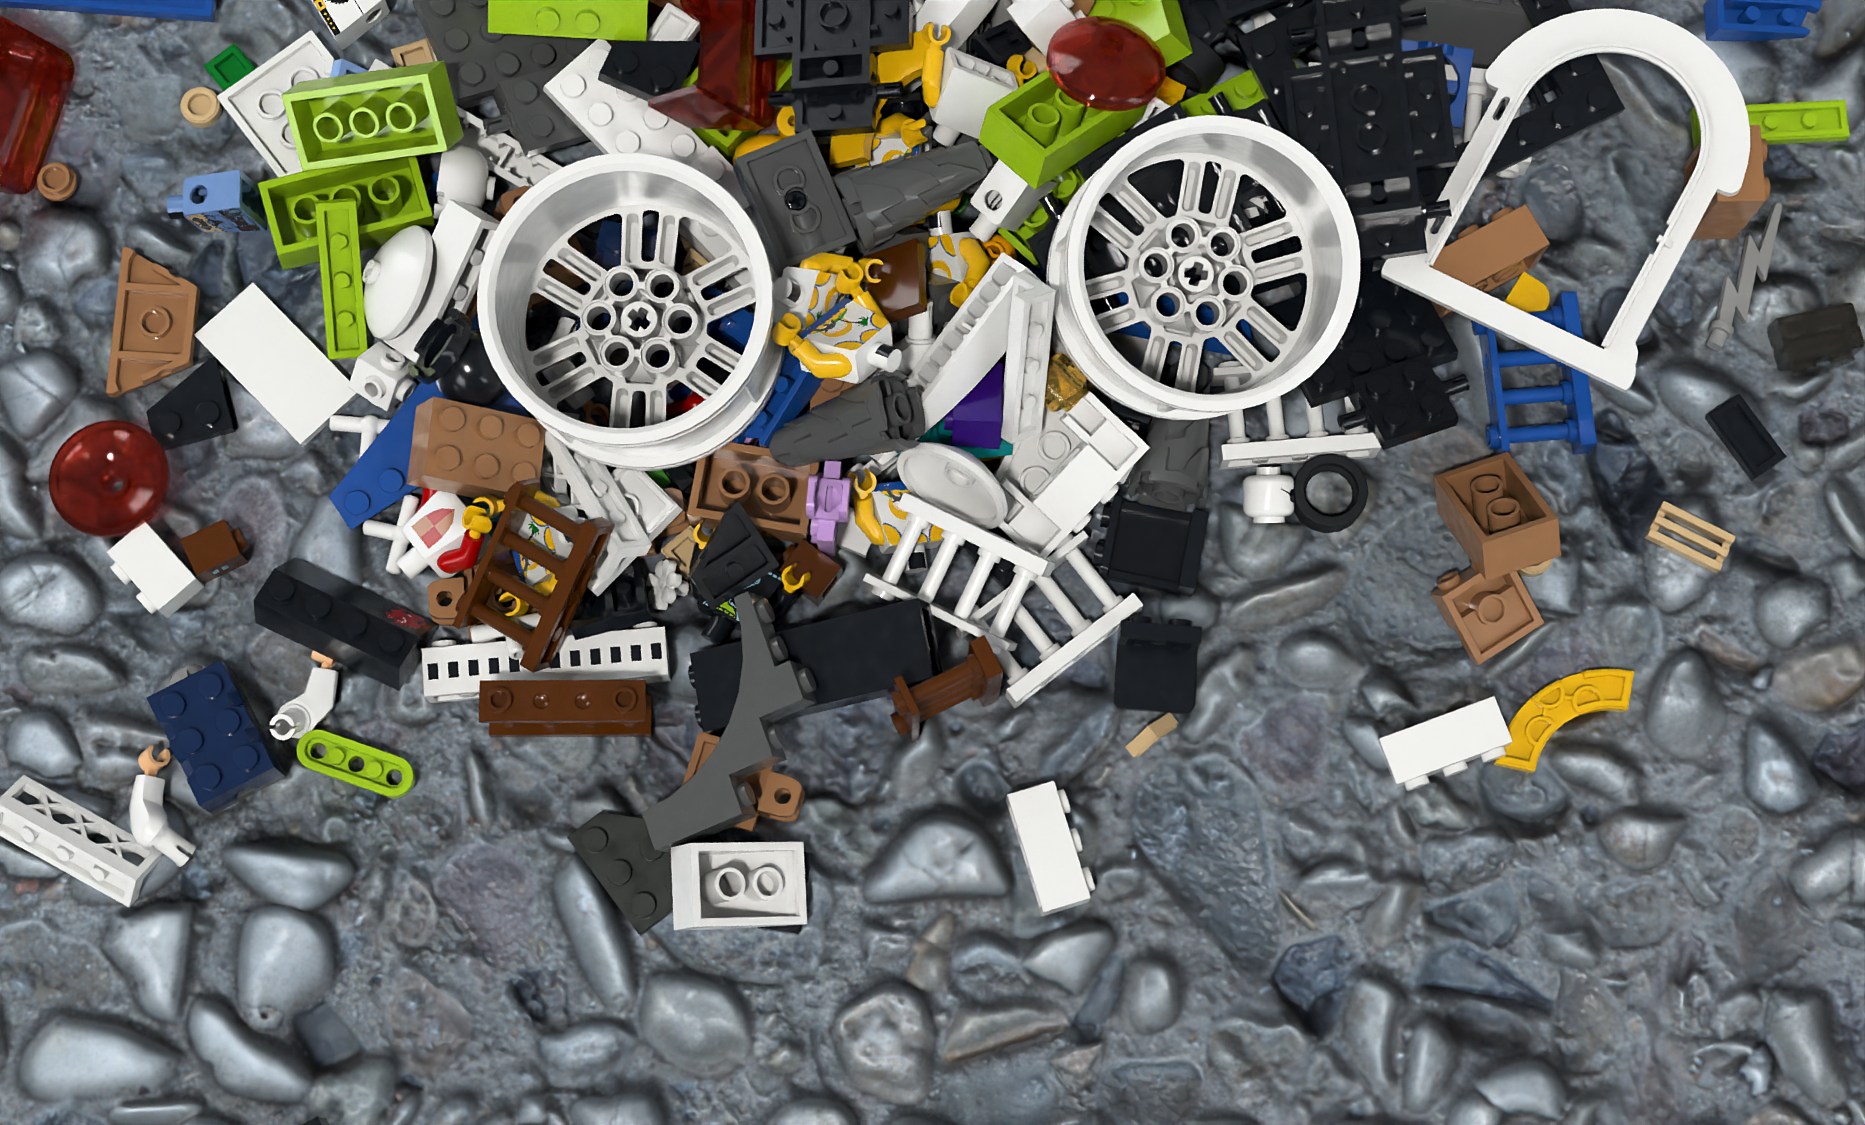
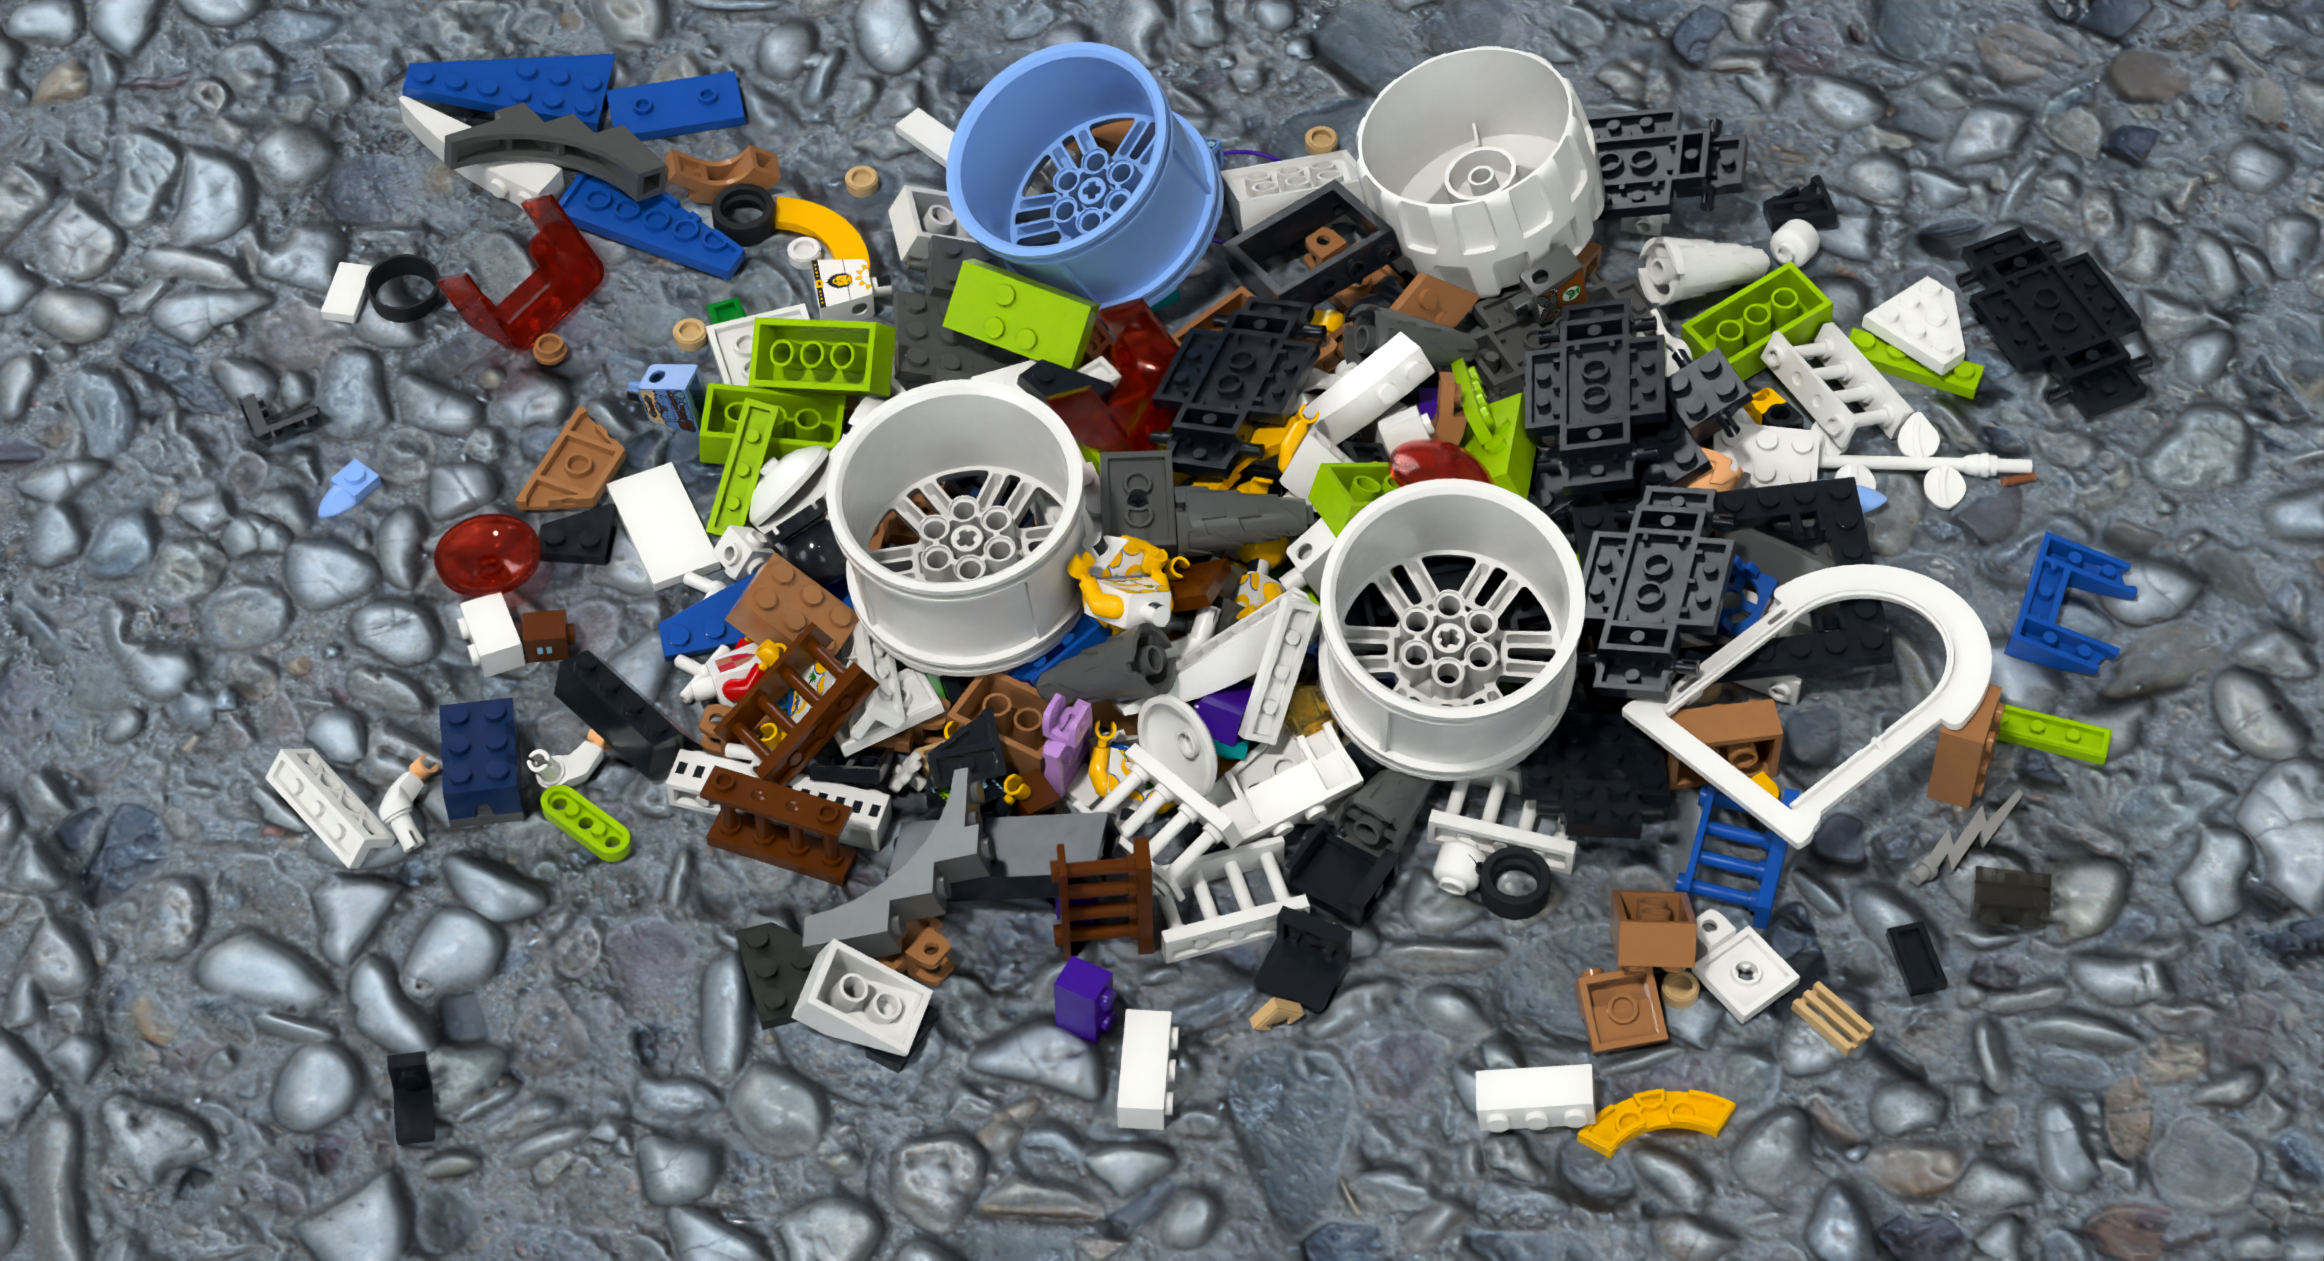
camera: 25 degrees right, 25 degrees down
(963, 798) = (1084, 999): none -> dark purple brick
(1583, 494) = (1725, 953): none -> white plate

